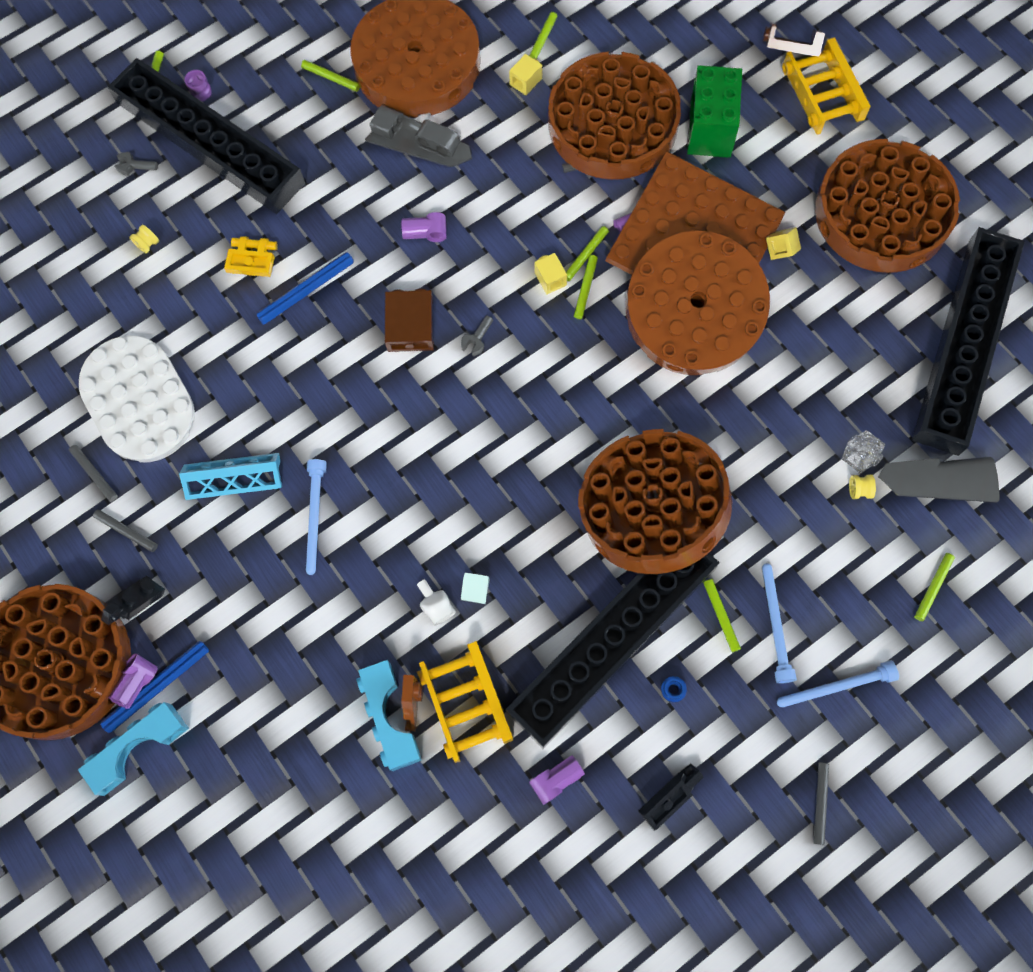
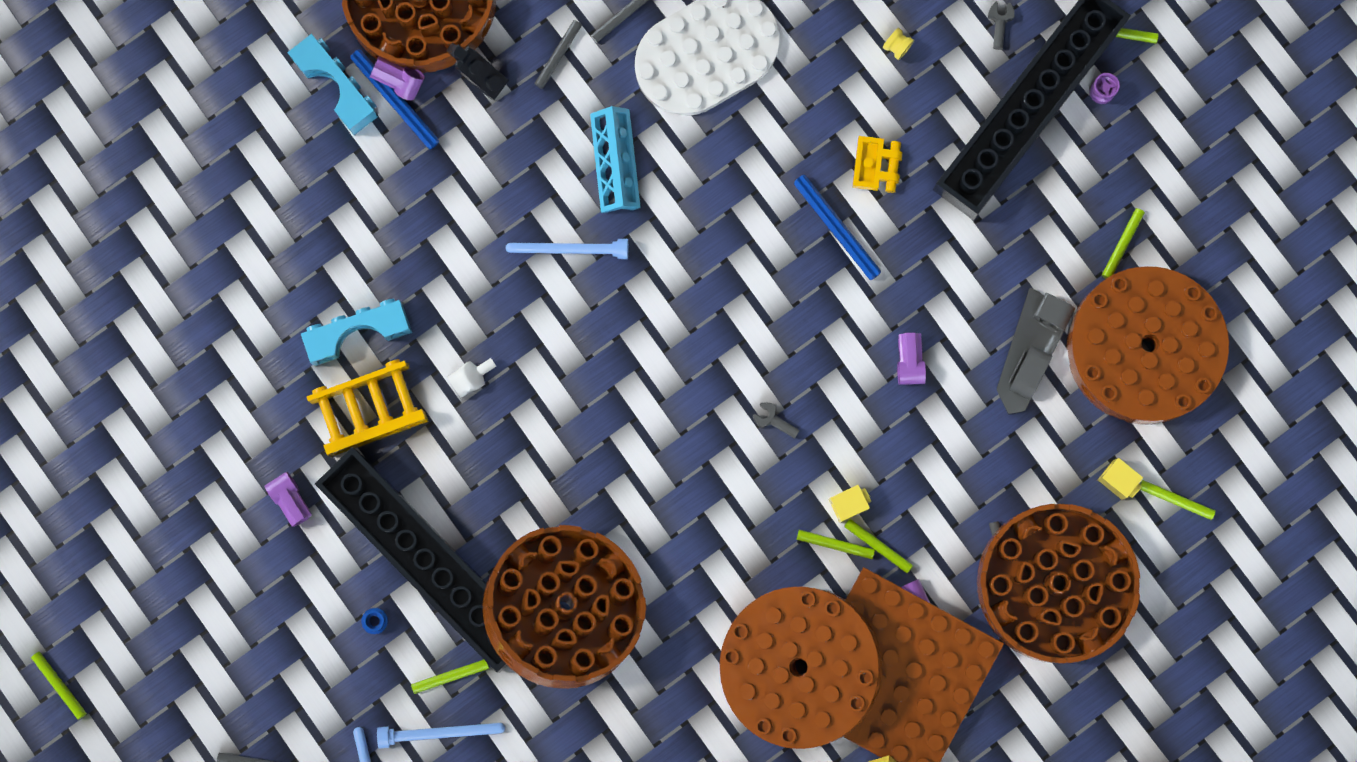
camera: 90 degrees right, 10 degrees up
(408, 320) = (793, 343): reddish brown panel -> none
(411, 694) = (374, 353): dark orange wing -> none
(475, 588) = (485, 418): light aqua slope -> none
(670, 797) = (267, 612): black hinge -> none
(714, 111) = (1057, 704): green container -> none

